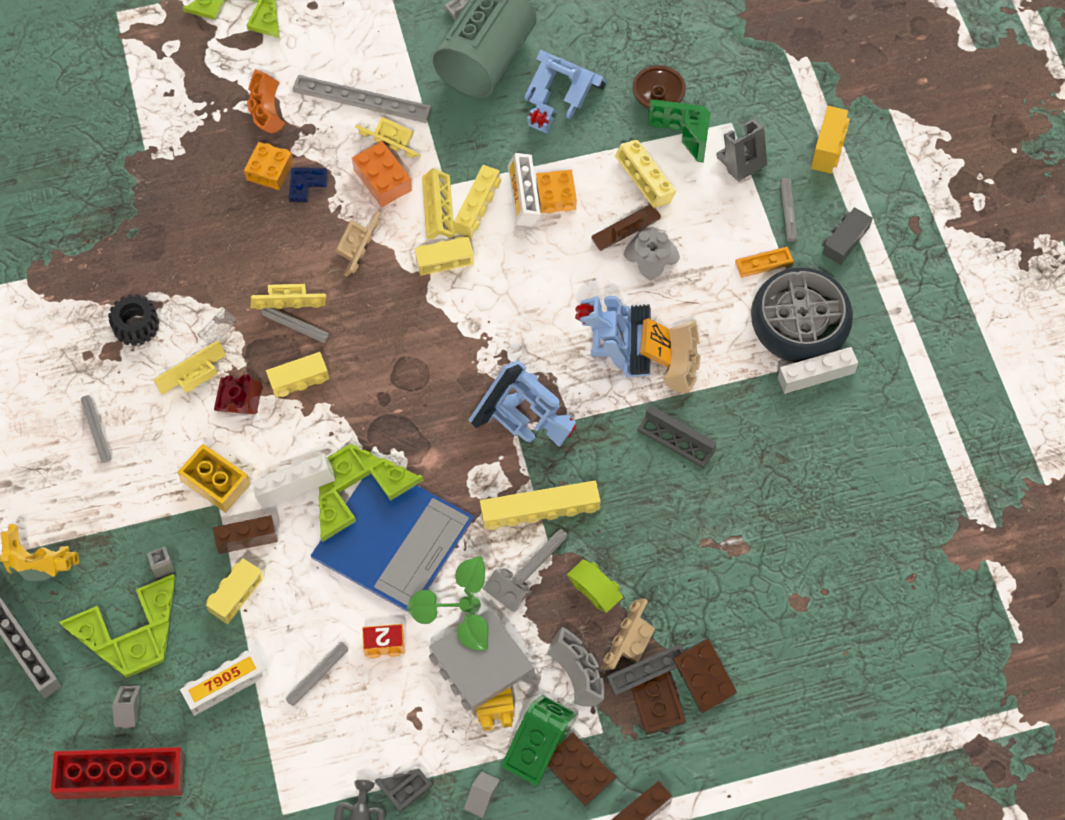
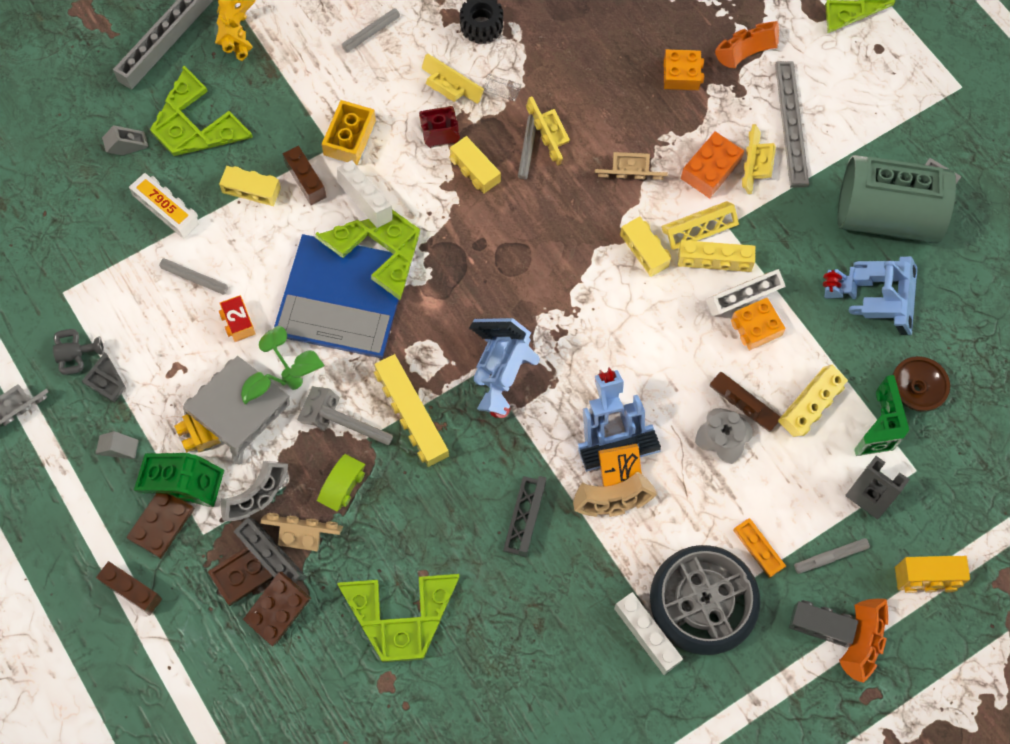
camera: 70 degrees right, 5 degrees up
(117, 773) = (61, 154): red brick -> none
(161, 563) = (260, 120): light grey slope -> none
(304, 178) = (680, 102): clear blue plate -> none
(761, 578) = (403, 637): none -> lime wing
(884, 219) = (868, 639): none -> orange brick

